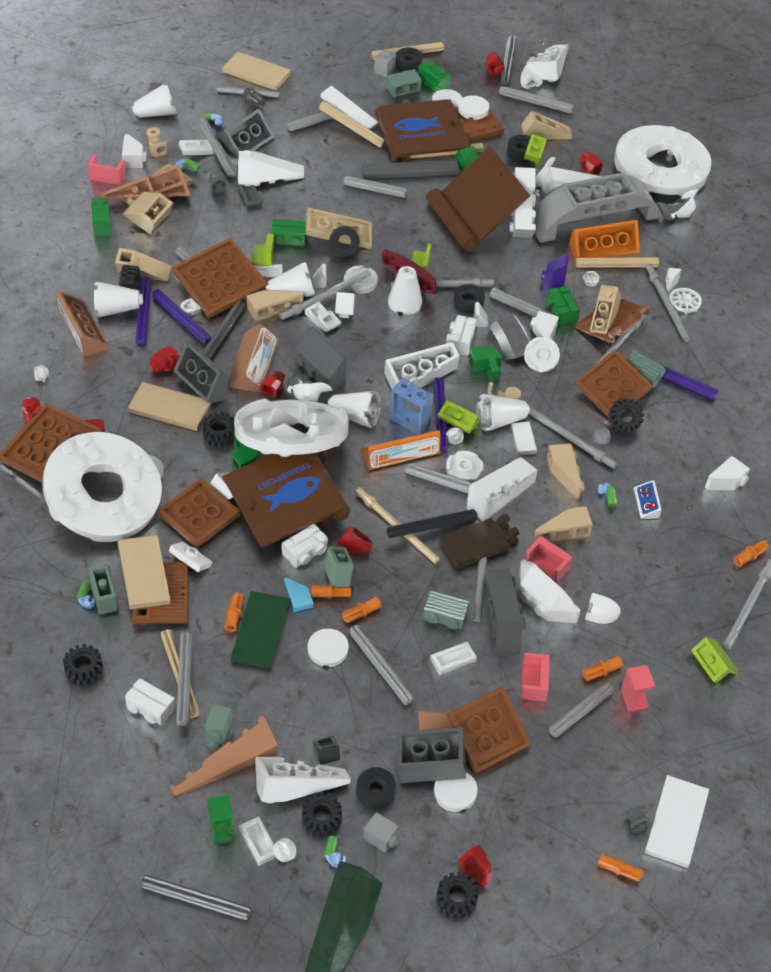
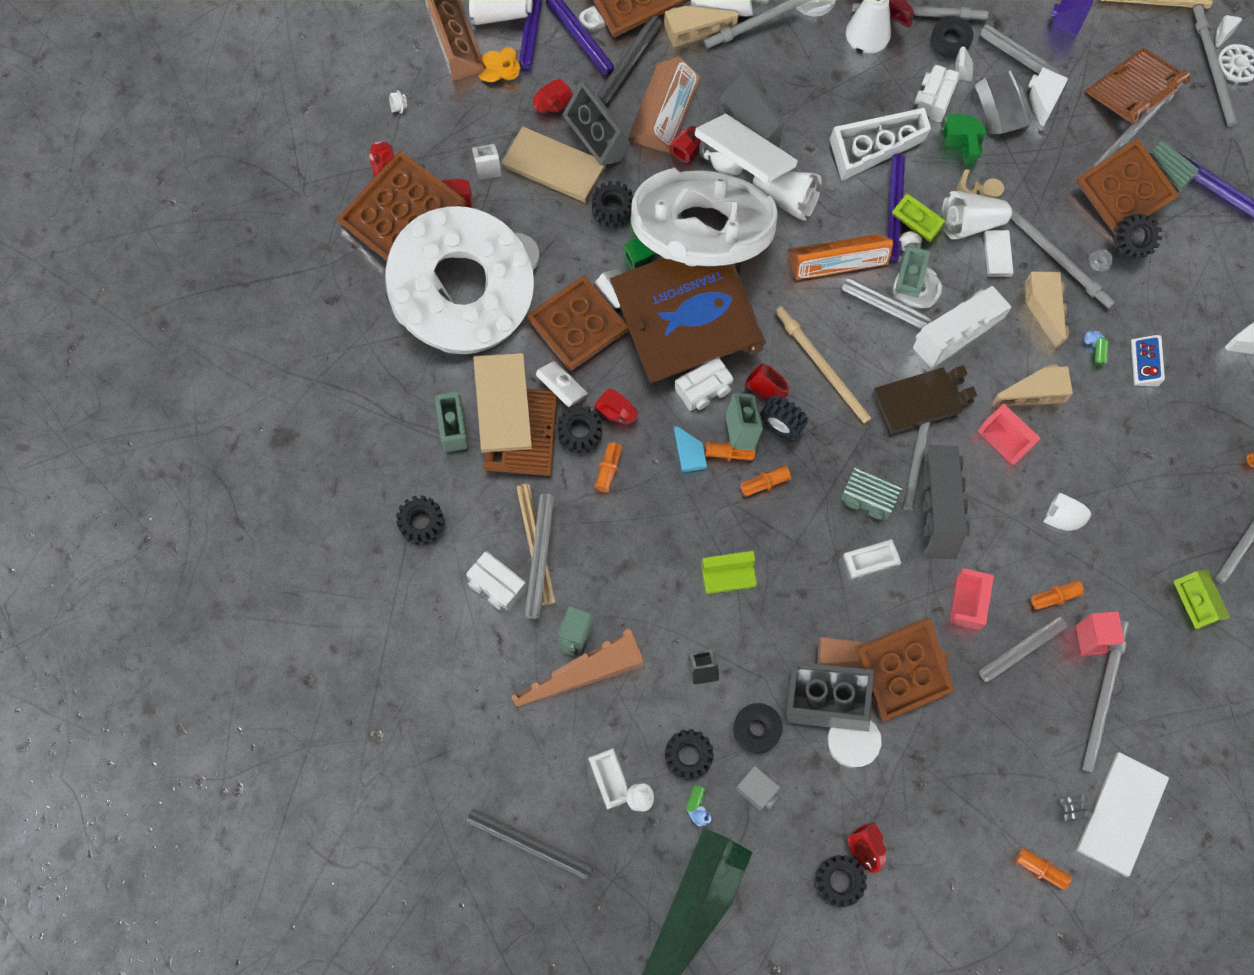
camera: 10 degrees right, 20 degrees up
(83, 596) = (428, 426): arm -> none
(116, 409) = (487, 162): none -> white slope
(120, 342) = (500, 65): none -> light orange plate
(210, 596) = (579, 443): none -> black tyre
(221, 818) = (567, 753): green brick -> none
(235, 568) = (615, 407): none -> red rock
(260, 630) = (638, 494): dark green tile -> none
(287, 781) = (657, 706): white wedge -> none
(319, 378) = (746, 148): none -> white tile
(321, 317) = (759, 51): white slope -> none
(328, 647) = (718, 528): white tile -> none
(339, 677) = (729, 572): none -> lime panel
(345, 304) = (790, 32): white slope -> none
(370, 561) = (784, 417): none -> black wheel
(381, 665) = (782, 559): light grey axle -> none
(400, 413) = (872, 192): medium blue window -> none
(431, 523) = (866, 368): black axle -> none
(458, 453) = (912, 271): none -> sand green plate
(542, 354) = (1038, 132): white tile -> none
(545, 595) = (996, 487): white wedge -> none
(563, 305) = (1075, 58): green brick -> none
(591, 278) = (1117, 19): white plate -> none
(606, 309) = (1132, 73): tan slope -> none
(654, 702) = (1103, 703): none -> light grey bar

